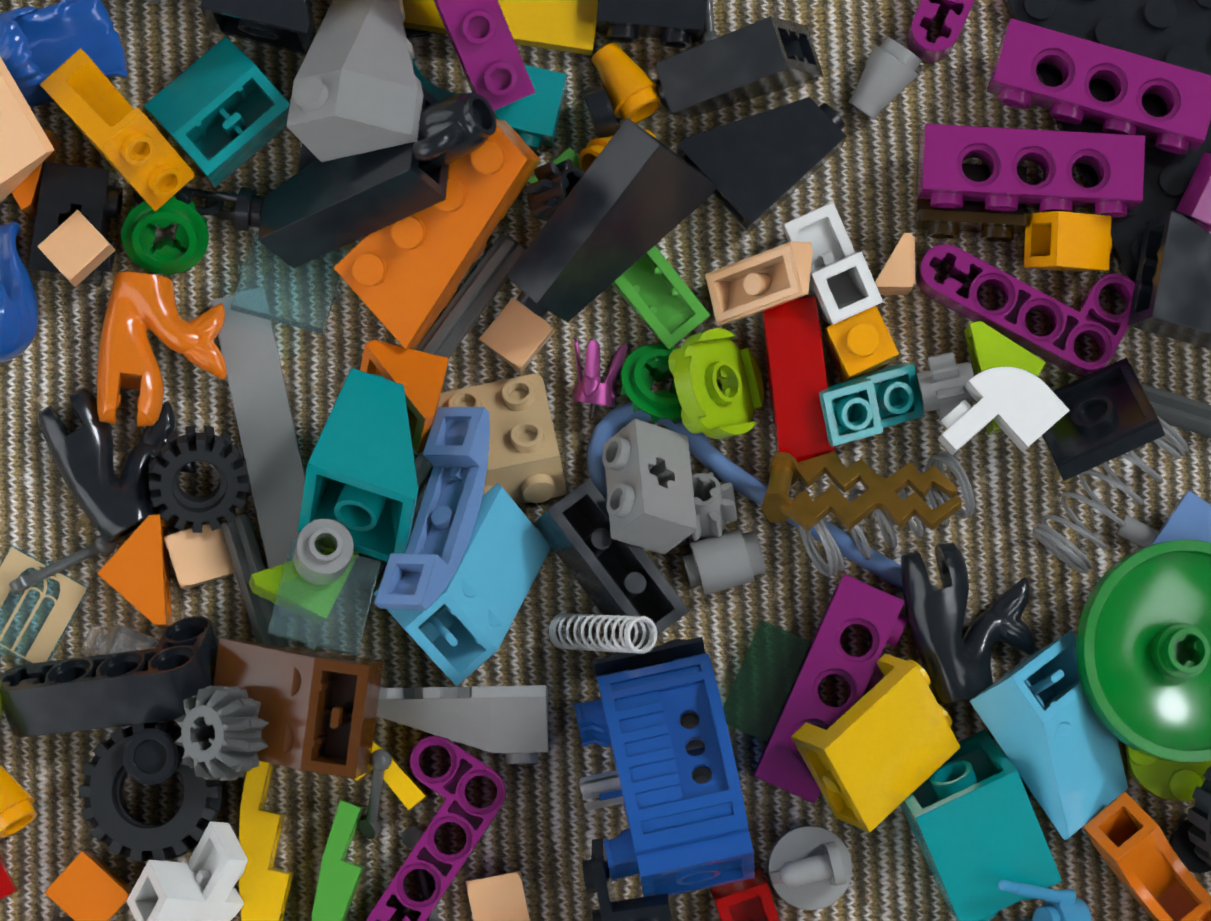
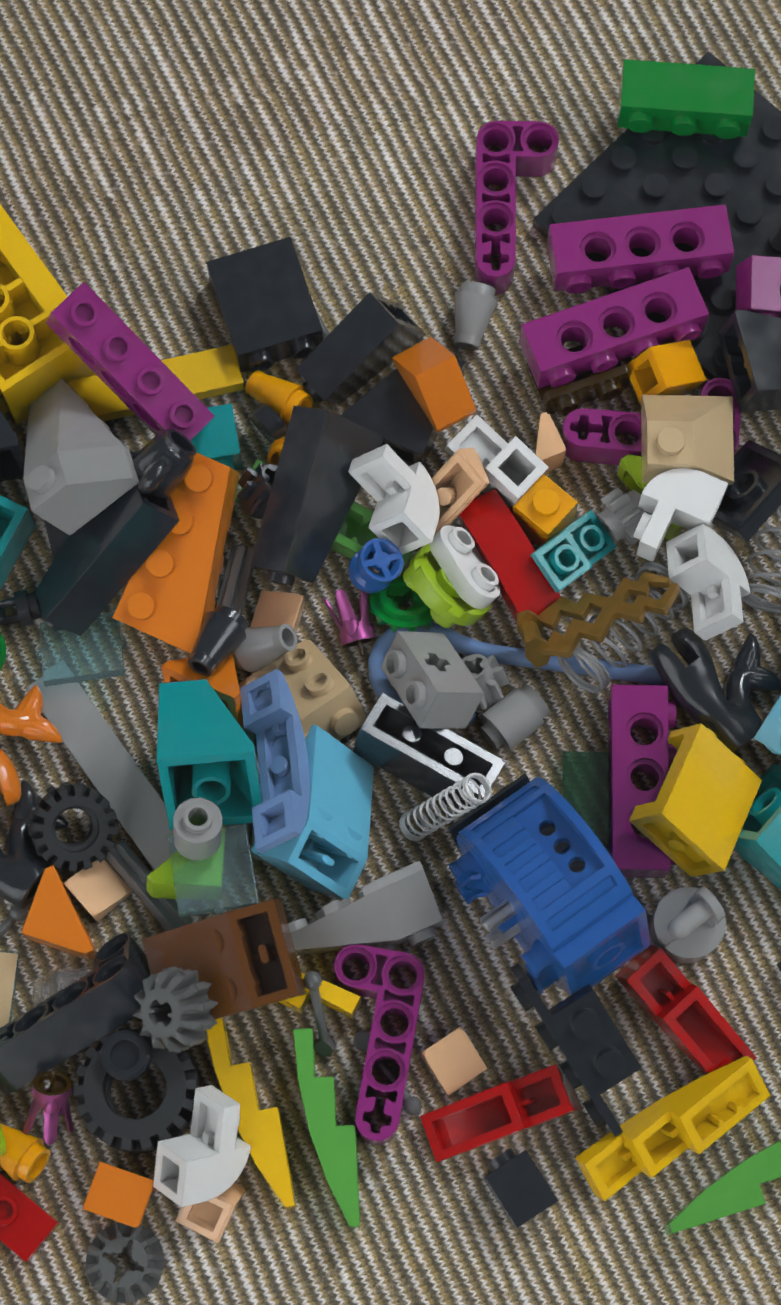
camera: 20 degrees left, 10 degrees down
(59, 758) = (50, 1093): none -> flat silver piece
(435, 343) = (218, 638): none -> black cone
(481, 364) = (264, 646): none -> light grey cone
(657, 331) = (382, 556): none -> blue wheel
(708, 273) = (405, 498): none -> white brick
(742, 372) = (465, 566): none -> white plate
(801, 148) = (436, 383): none -> orange slope
(1009, 503) = (712, 576): none -> white brick
(1054, 331) = (687, 434): none -> tan slope

